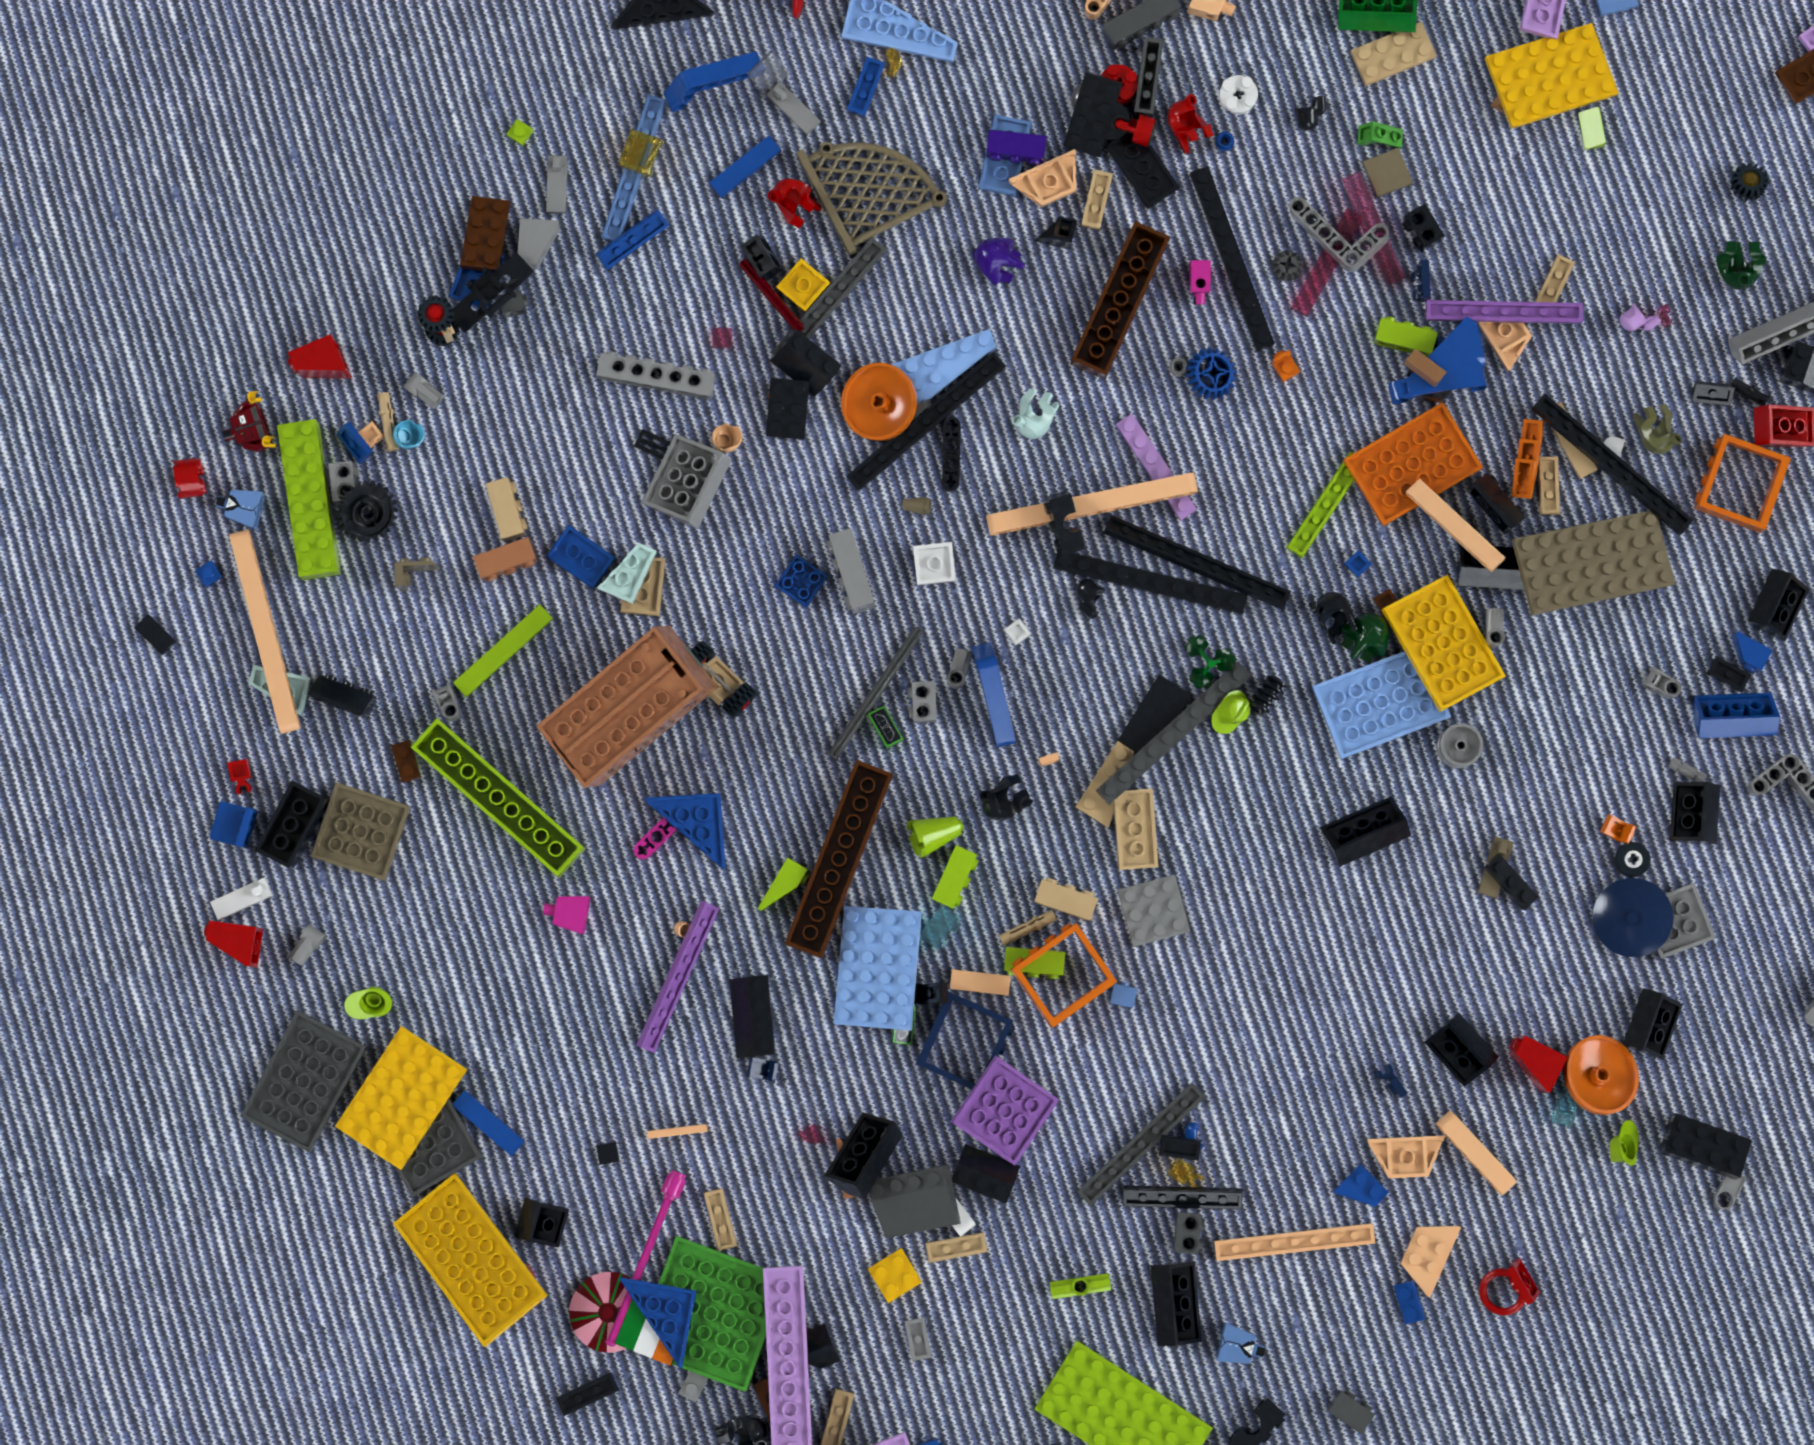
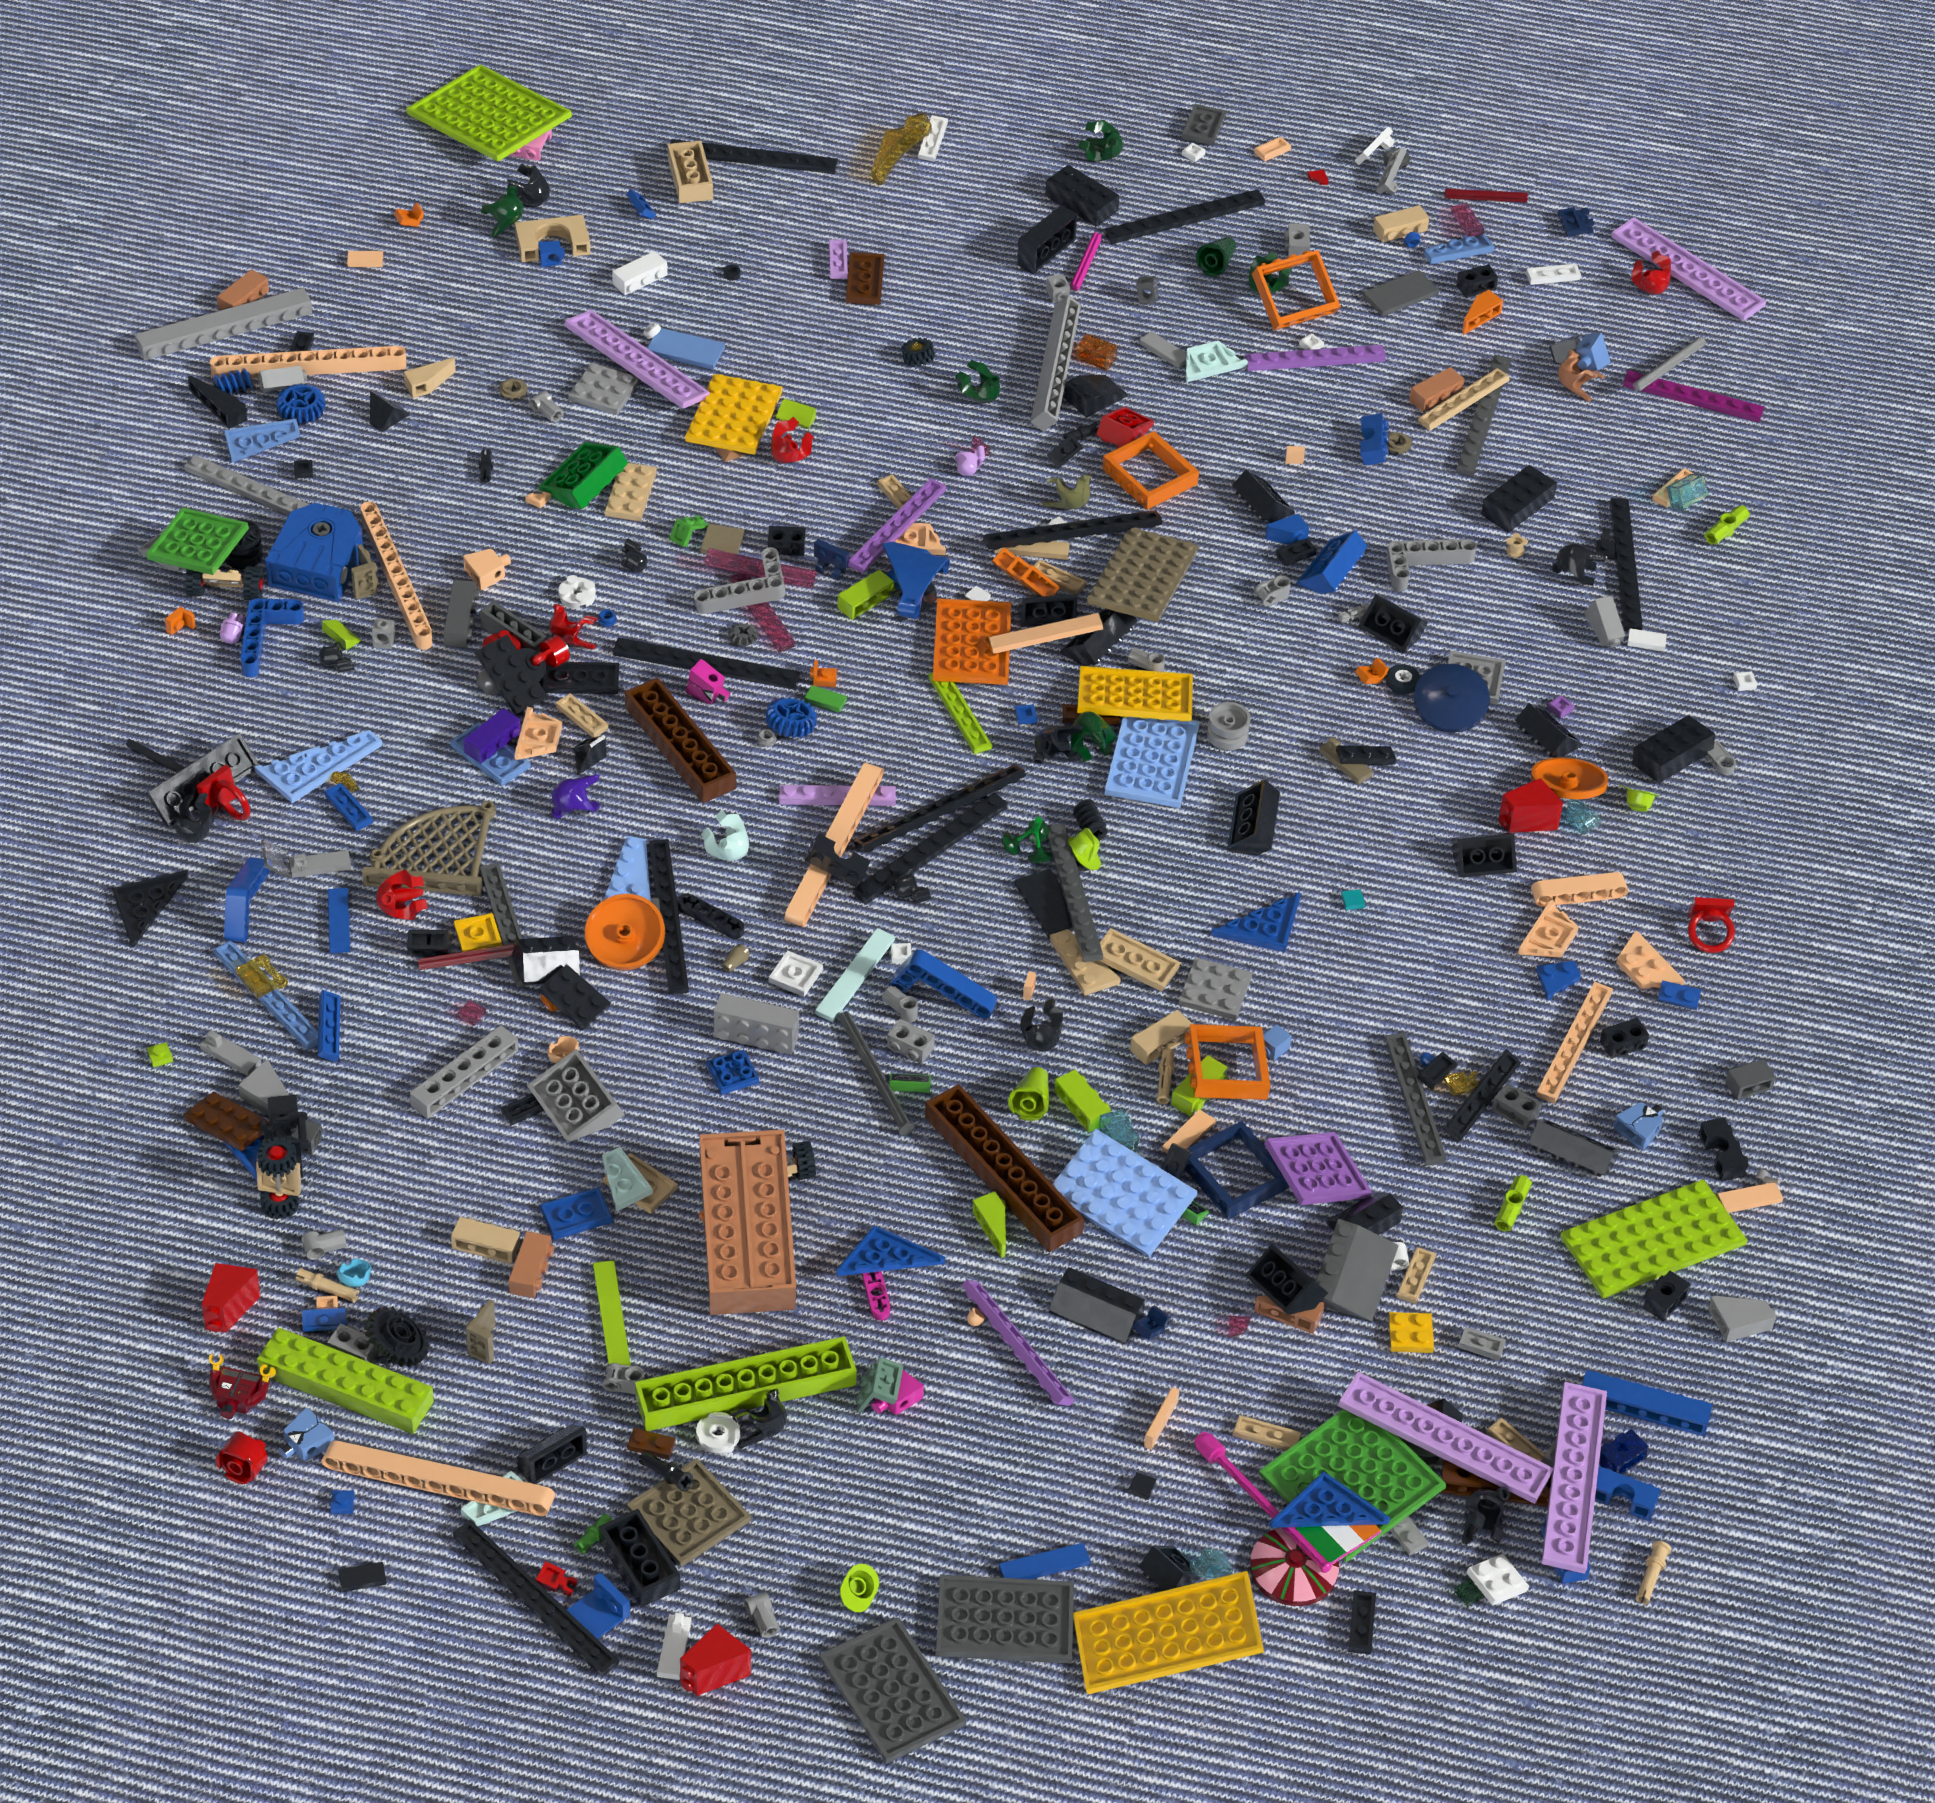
camera: 65 degrees left, 35 degrees down
(215, 771) = (536, 1598): none -> black plate
(298, 774) = (591, 1535): none -> bright green pin
(378, 799) = (671, 1473): none -> black pin
(401, 1098) = (969, 1612): yellow plate -> none
(435, 801) = (718, 1443): none -> white plate
(481, 835) = (768, 1421): none -> black piece
(559, 901) = (880, 1382): none -> sand green bracket
(562, 1250) = (1211, 1564): none -> clear light blue piece
(965, 612) = (854, 975): none -> light aqua tile
(1253, 911) = (1263, 927): none -> blue tile
(1260, 384) = (825, 699): none -> bright green tile
(1328, 1278) = (1624, 1038): none -> black brick
(1333, 966) = (1353, 899): none -> teal tile
(1393, 1086) = (1487, 904): dark blue plate -> none
(1425, 367) = (905, 578): medium nougat slope -> none
(1474, 432) = (977, 594): none -> white tile
(1534, 146) = (784, 448): none -> red piece
(1696, 1015) = (1560, 706): none -> medium lavender tile

